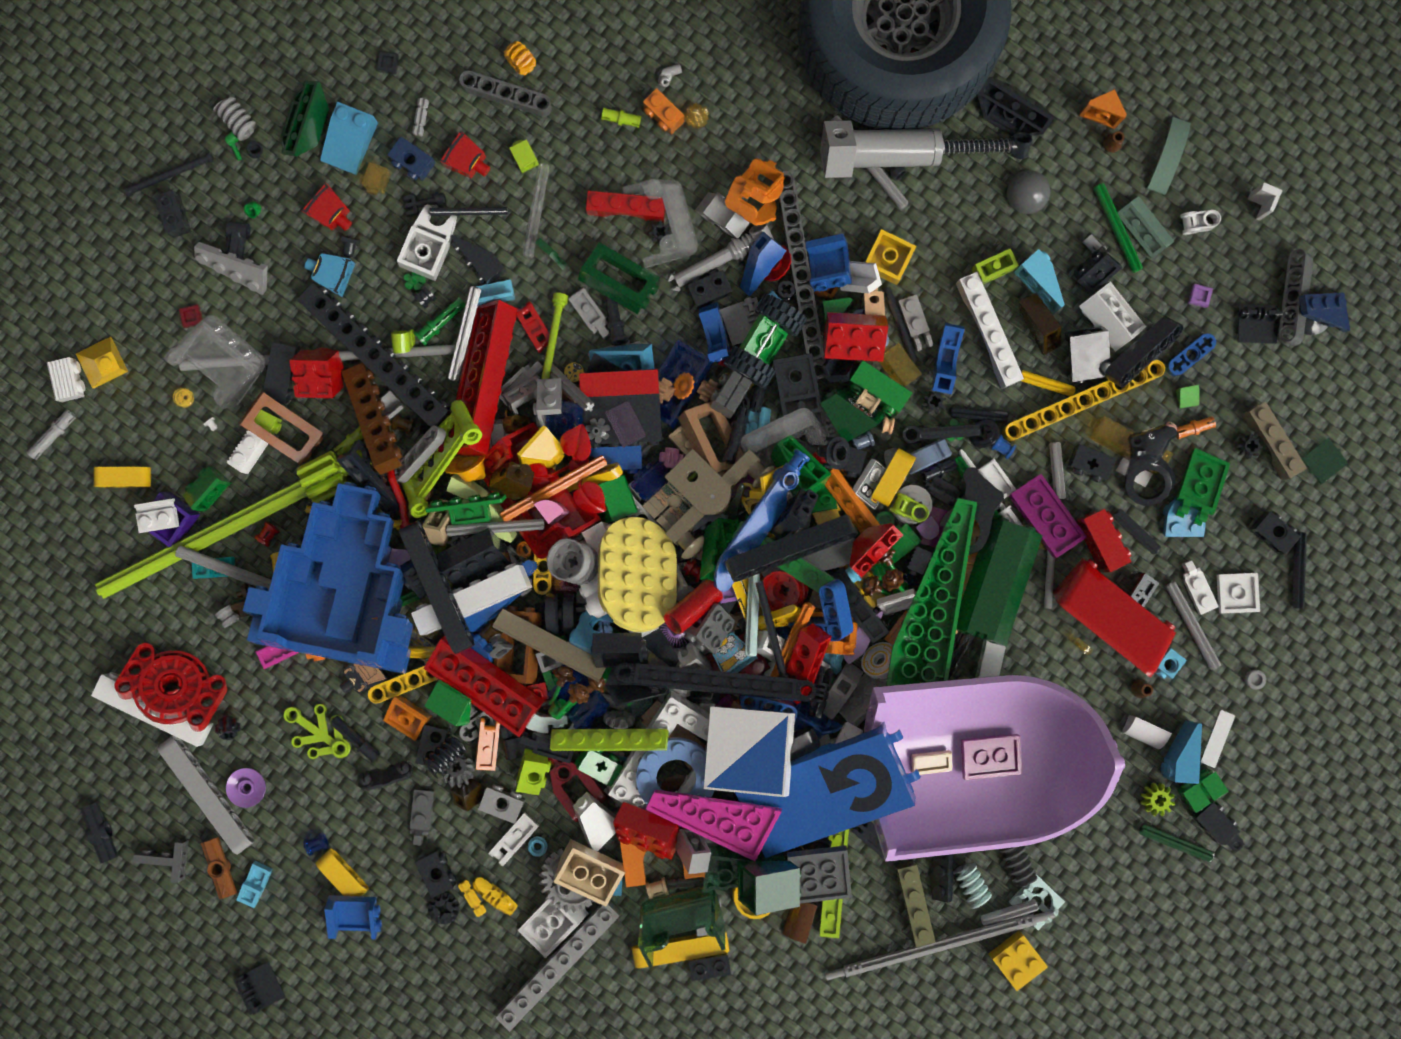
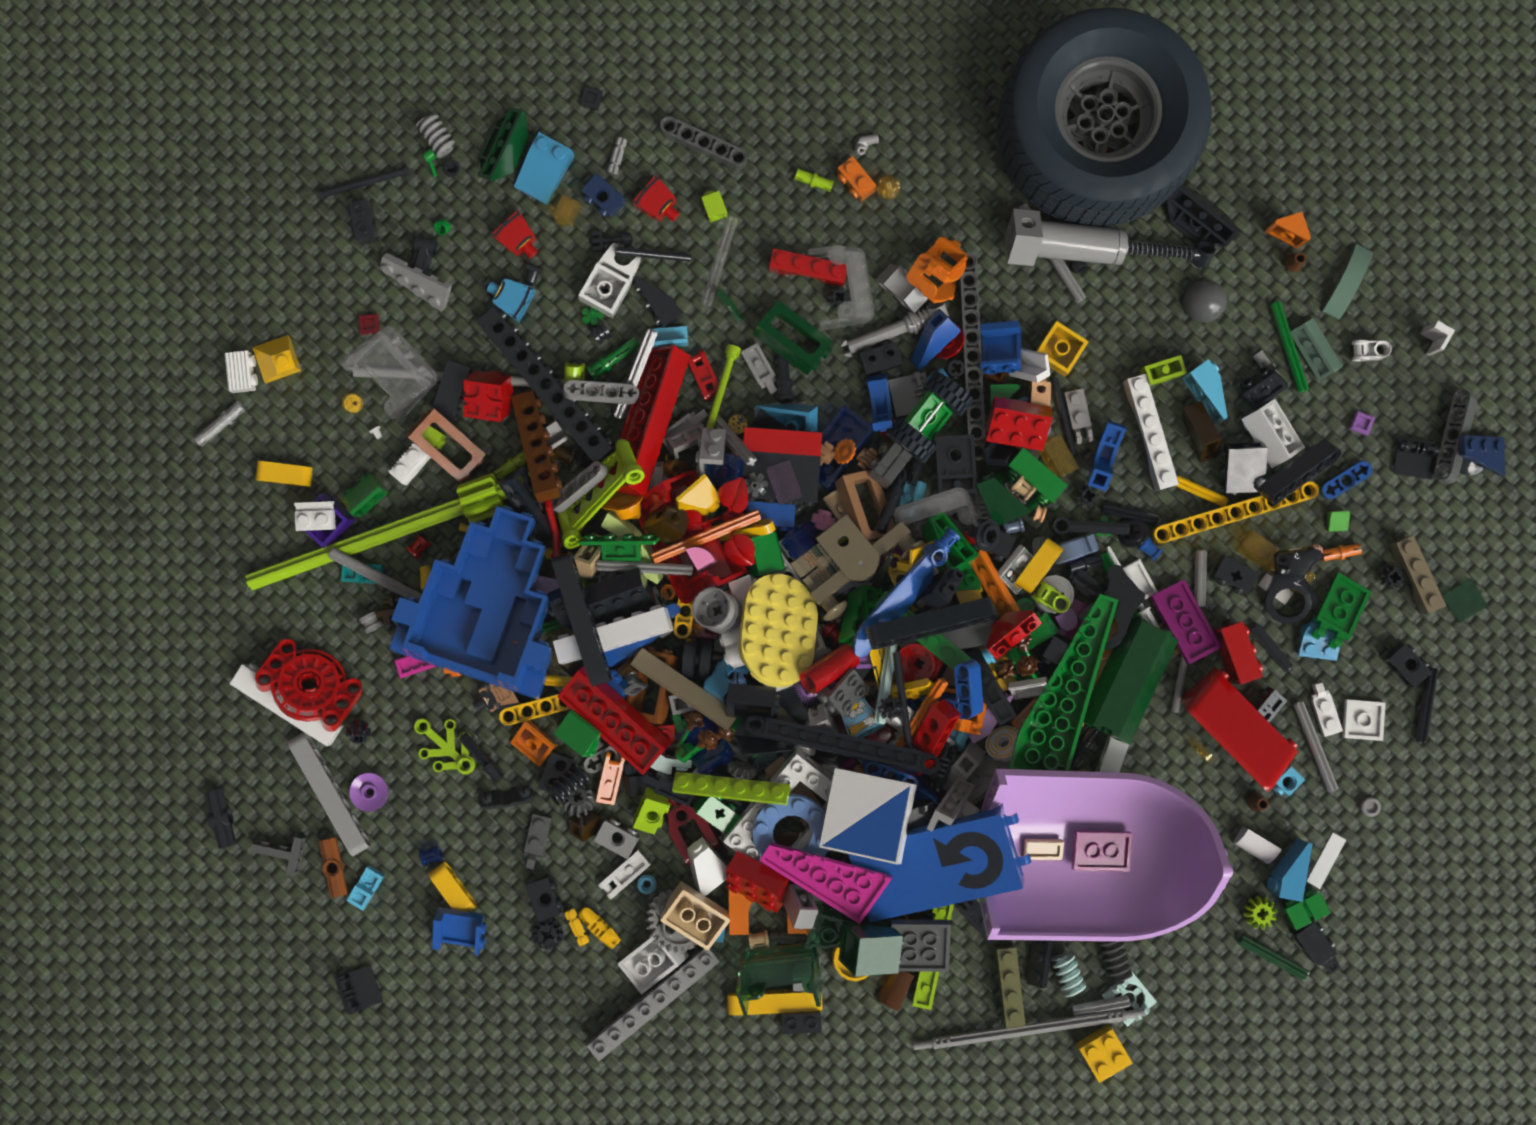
camera: 10 degrees right, 0 degrees up
(431, 359) = (601, 395): none -> light grey beam
(520, 58) = (722, 110): light orange gear -> none
(757, 644) = (889, 702): none -> black gear
(833, 728) = (951, 803): none -> light grey fence

